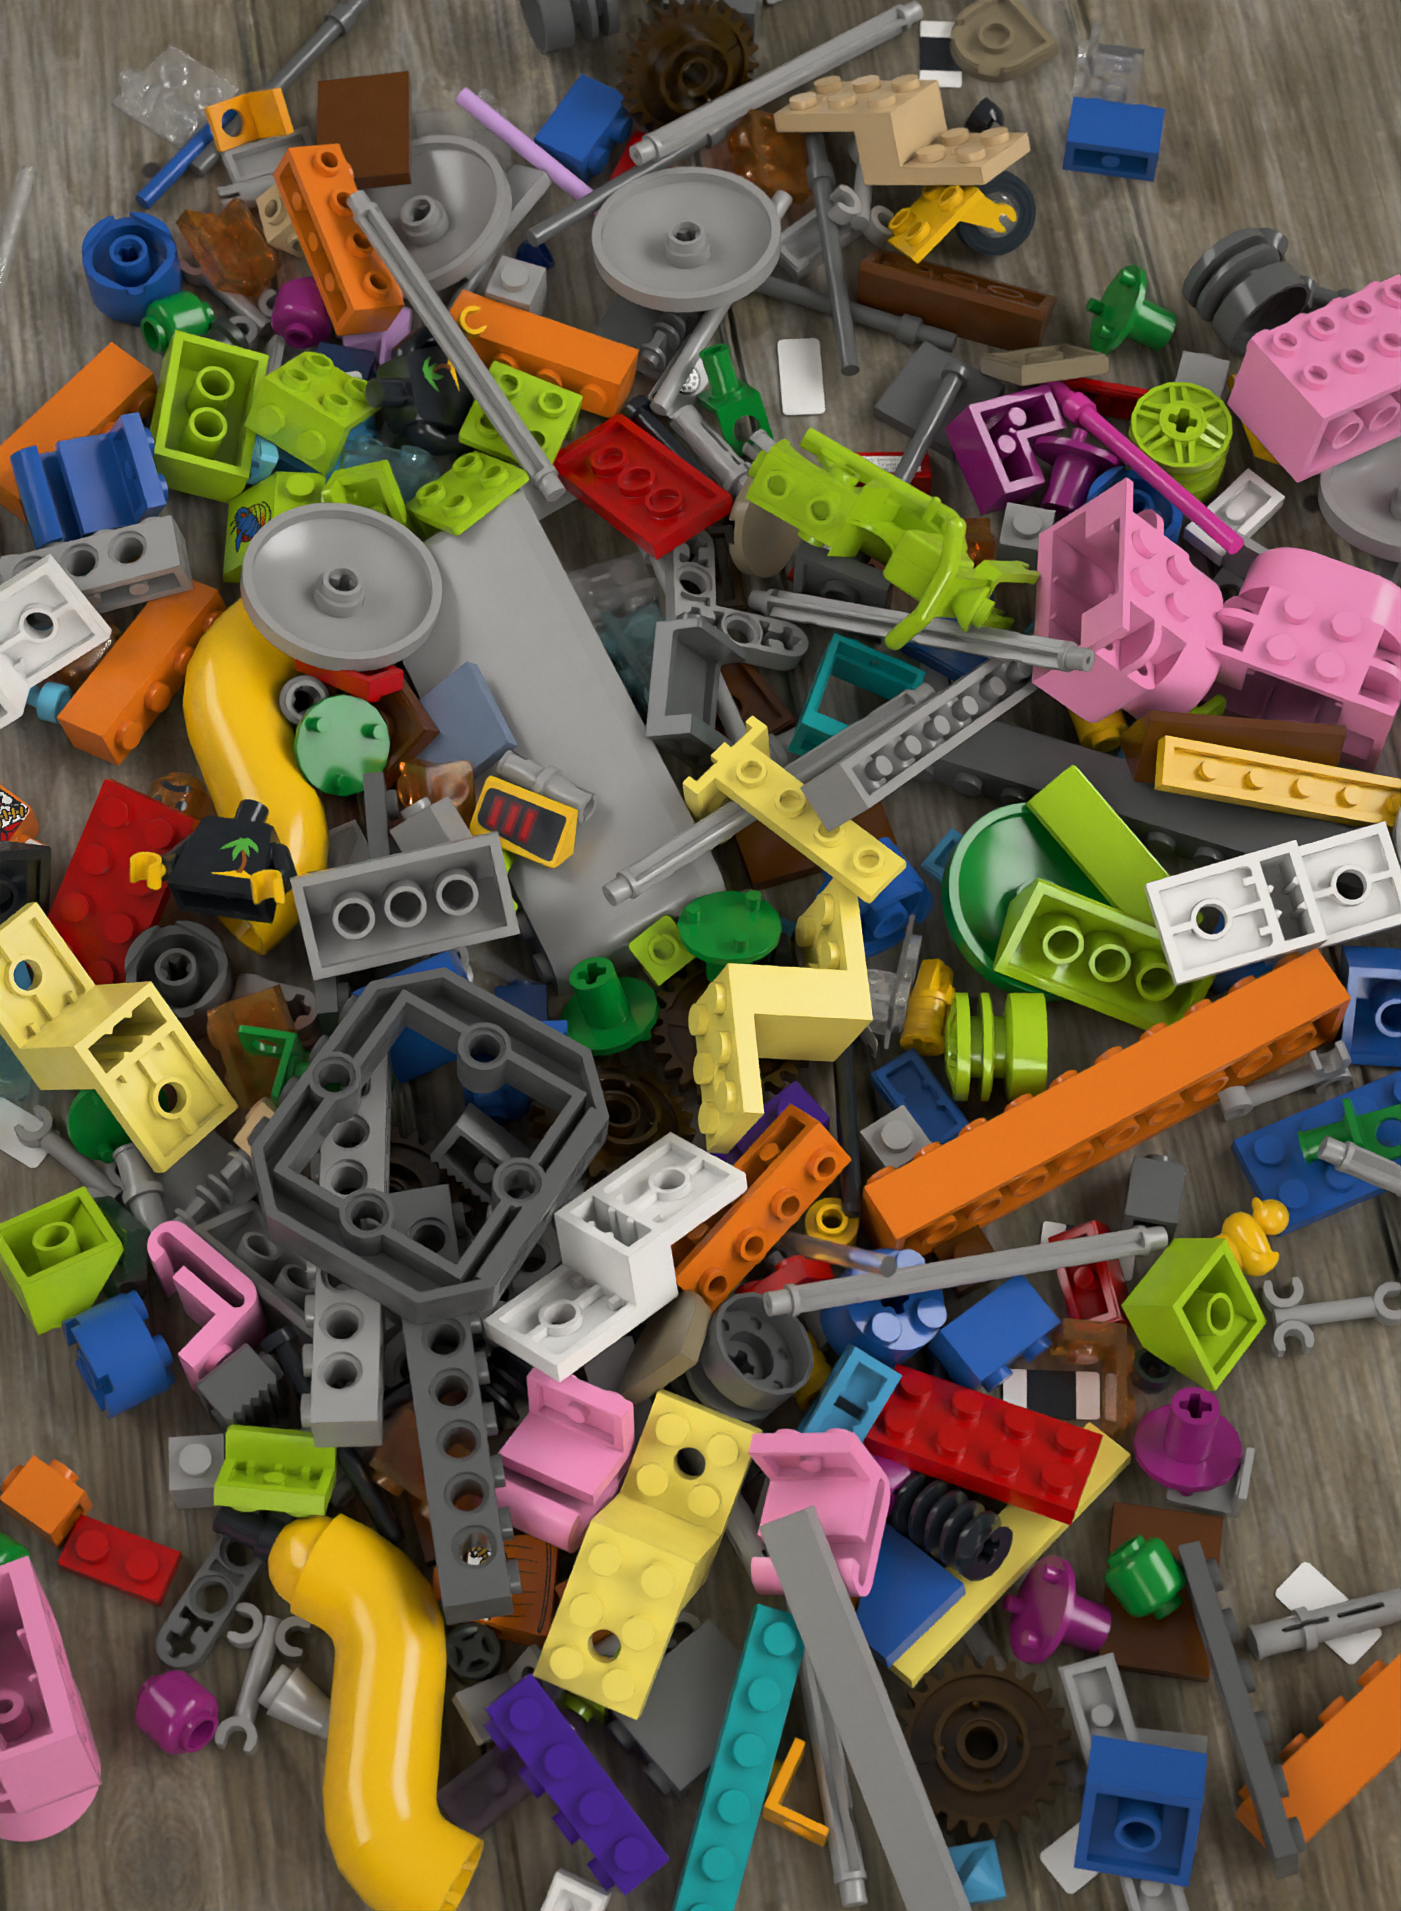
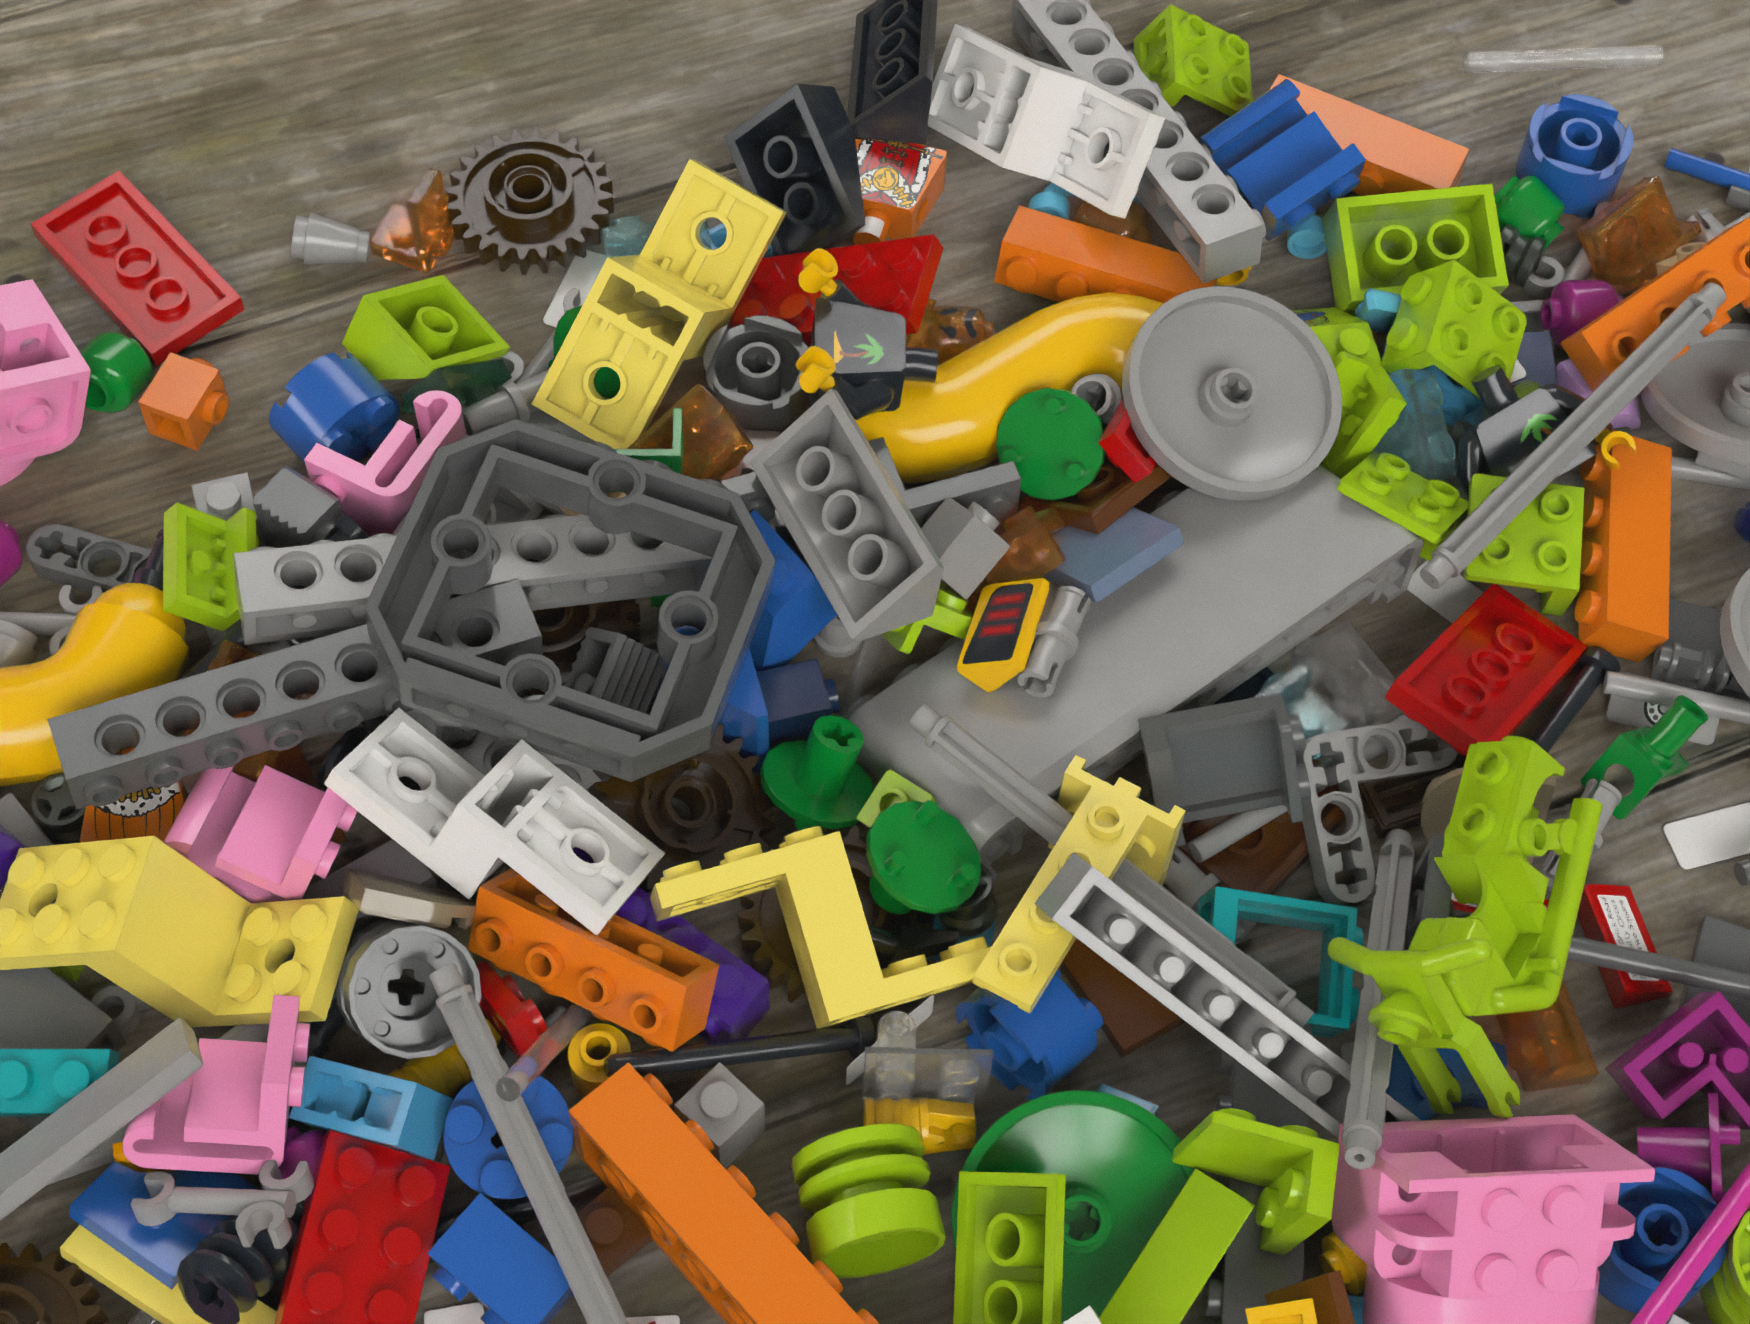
camera: 75 degrees right, 5 degrees down
(120, 1560) = (139, 482): red plate -> none
(519, 285) = (1699, 509): light grey brick -> none
(711, 448) = (1584, 748): light grey pin -> none
(912, 1084) = (799, 1121): blue plate -> none
(925, 1487) = (254, 1207): none -> light grey bar
(1021, 533) = (1587, 1097): light grey brick -> none
(1067, 733) = (1285, 1160): none -> lime bracket

